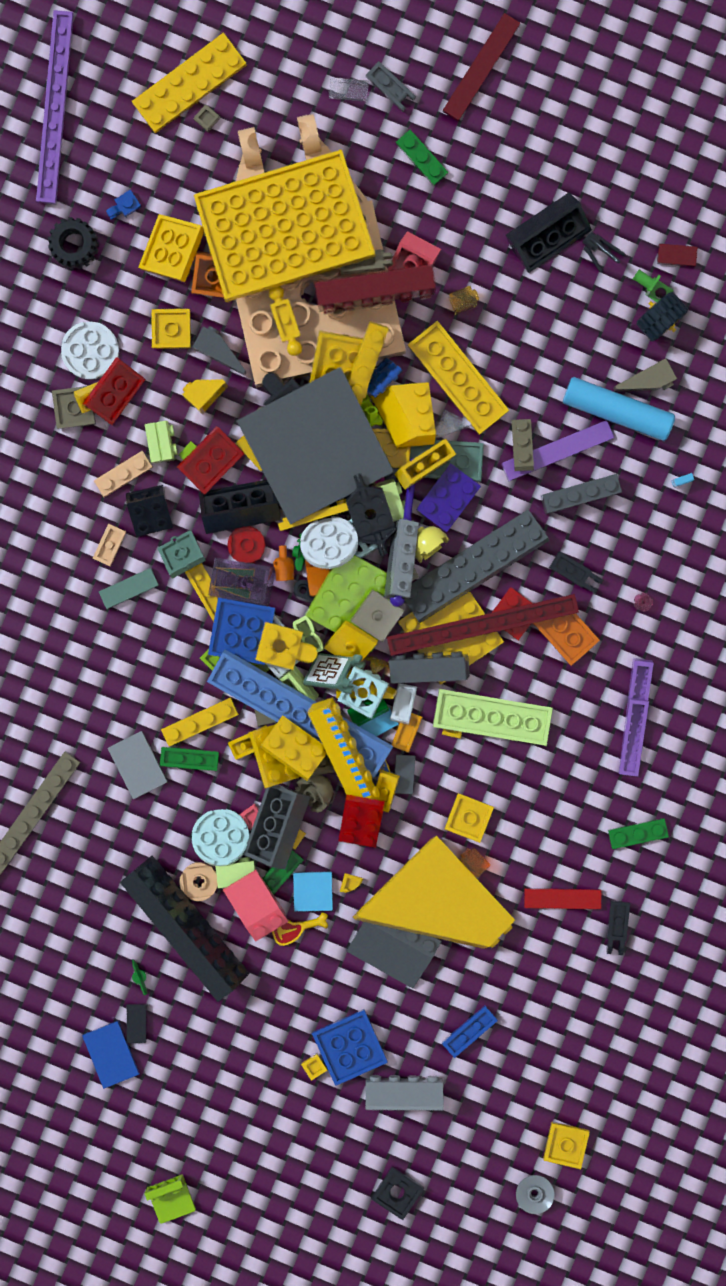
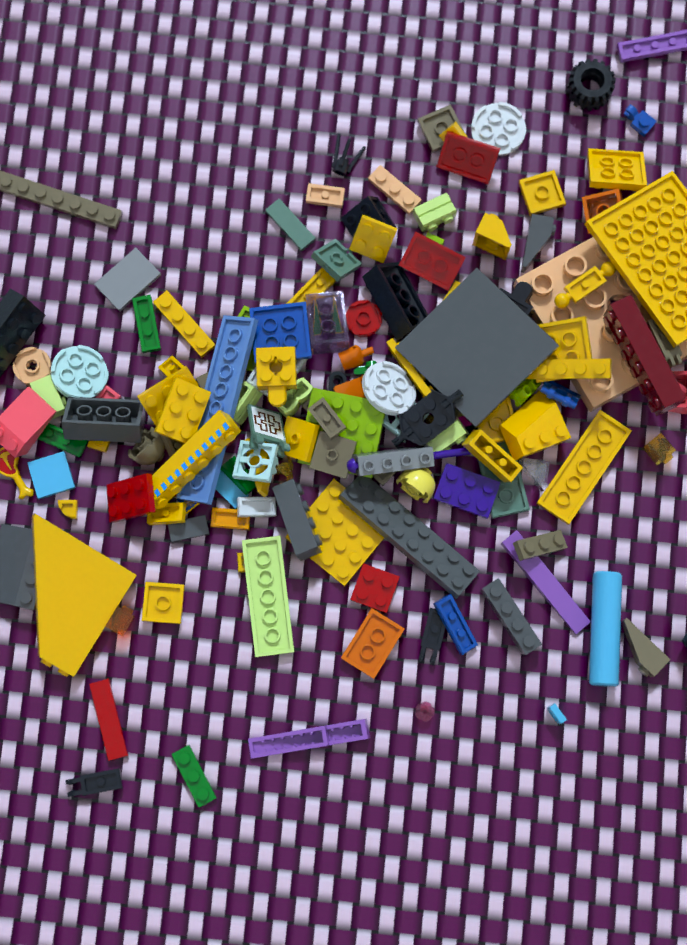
camera: 75 degrees right, 10 degrees down
(82, 519) = (341, 166): none -> black plant
(171, 511) = (373, 238): none -> yellow plate
(342, 611) = (327, 418): none -> dark tan plate
(482, 624) = (355, 559): dark red plate -> none
(572, 548) = (455, 624): none -> blue tile

